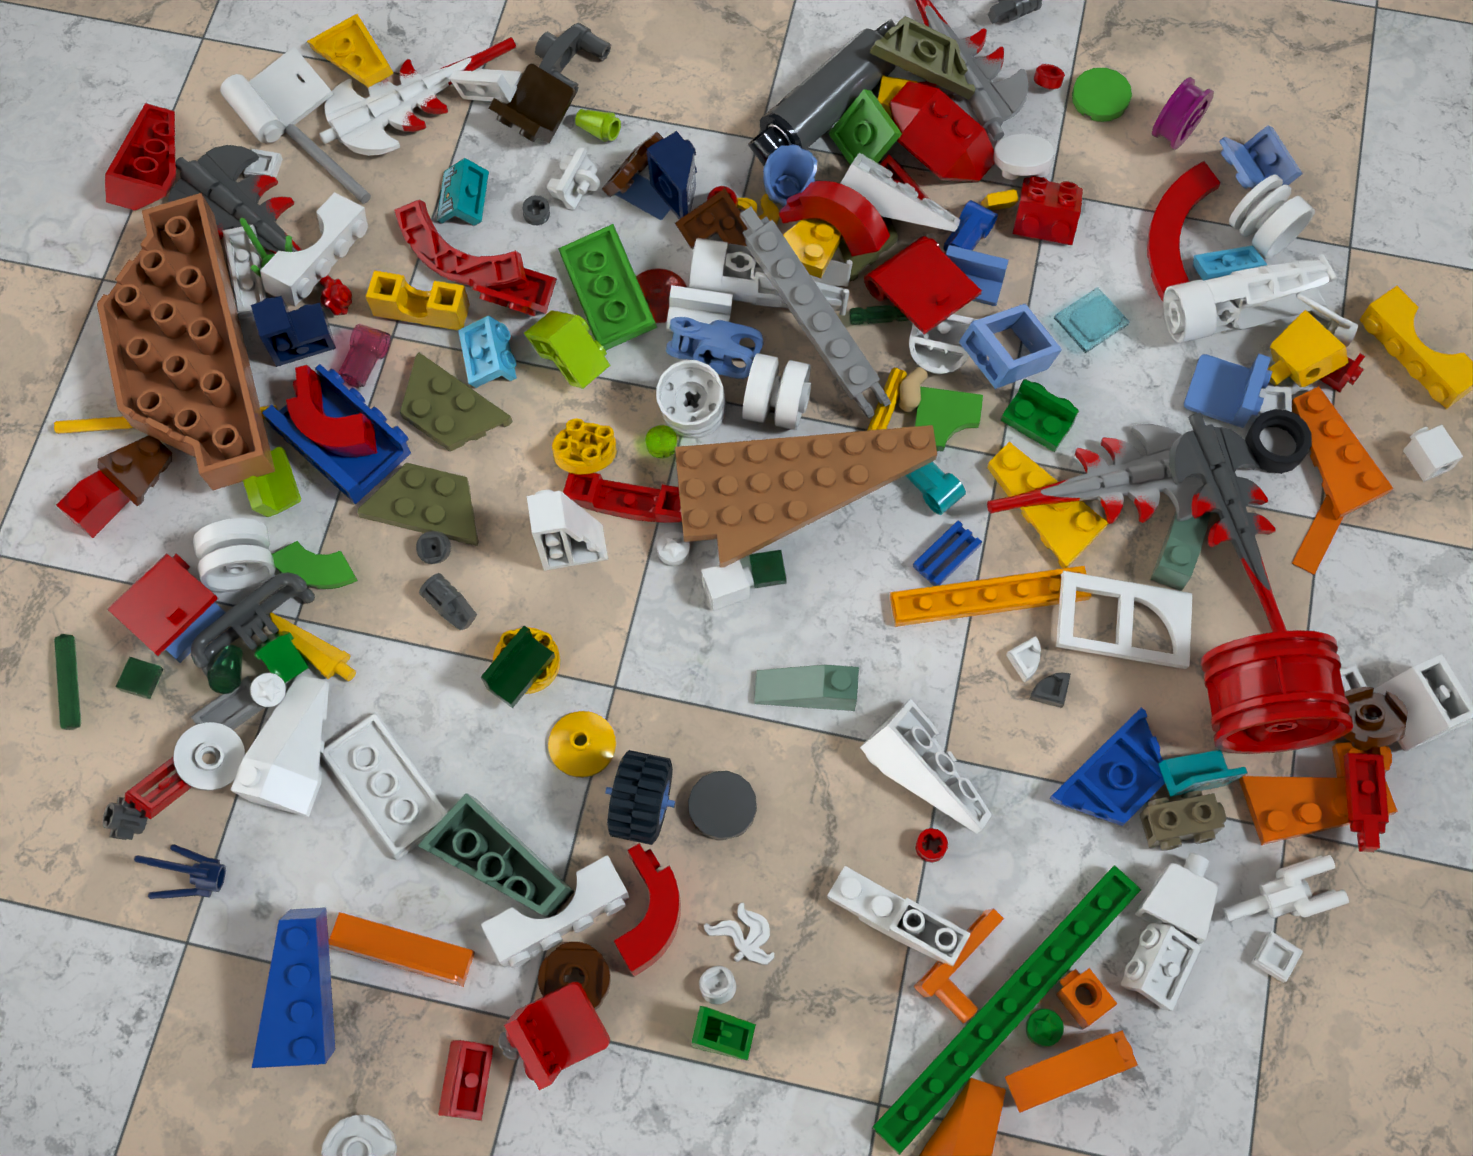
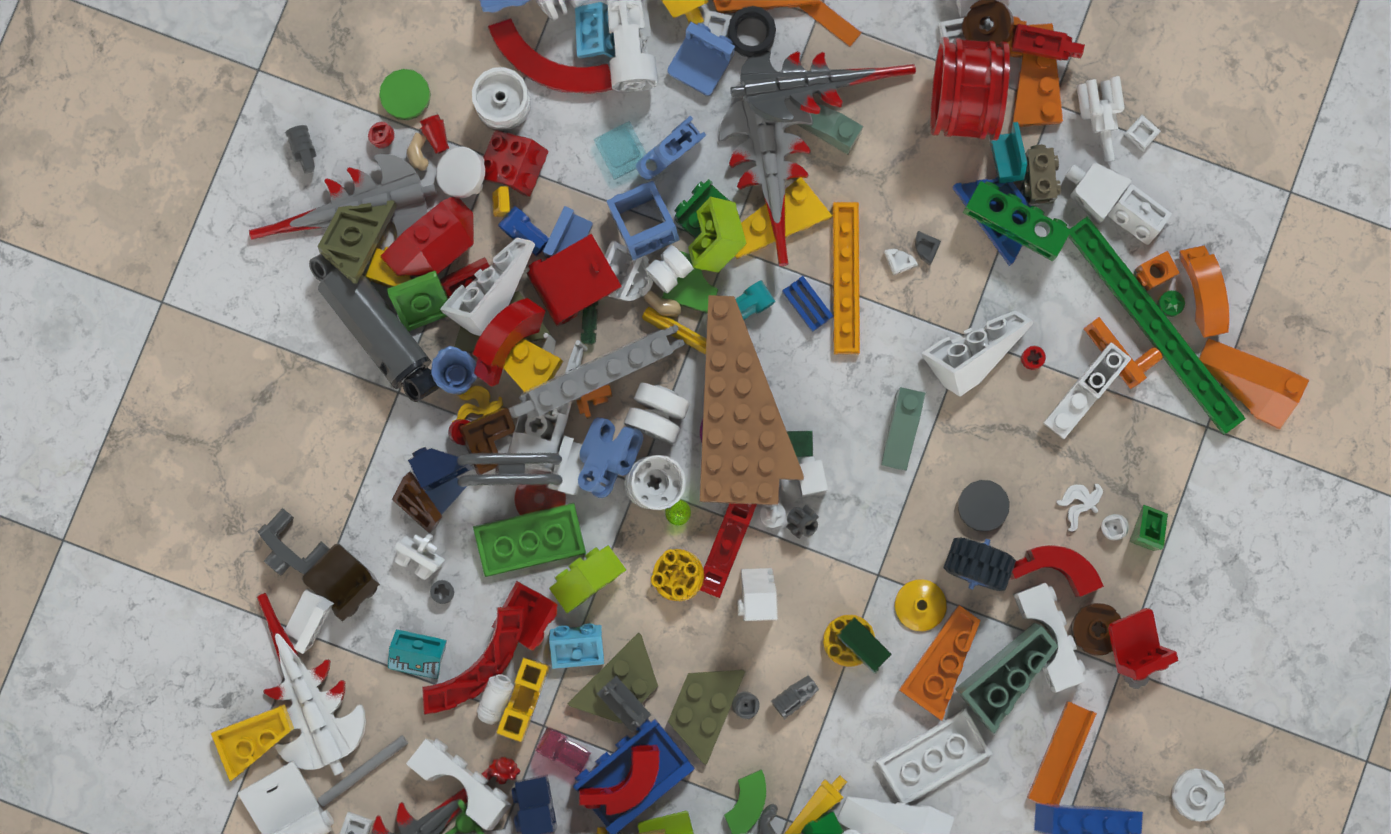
camera: 85 degrees left, 15 degrees up
(418, 271) = (495, 699): none -> white head
(421, 405) = (624, 704): none -> dark grey hinge
(466, 1080) = (1157, 715): red slope -> none
(506, 776) = (938, 669): none -> orange wing
(600, 124) = (364, 528): lime cone -> none
(668, 579) = (802, 521): none -> dark grey gear
(680, 232) = (509, 469): none -> dark grey piece
(785, 326) = (598, 397): none -> orange bracket
(953, 378) = (672, 265): none -> white wheel
(1010, 426) = (720, 236): none -> lime brick
(1039, 112) = (414, 152): none -> tan arm
(1065, 126) = (435, 133): none -> red cone
(1088, 836) = (1002, 221): none -> green brick
(1109, 363) = (671, 148): none -> medium blue piece
(1120, 180) = (496, 84): none -> white wheel
(1170, 605) = (873, 145): white window -> none
(1182, 113) = (447, 34): magenta wheel -> none

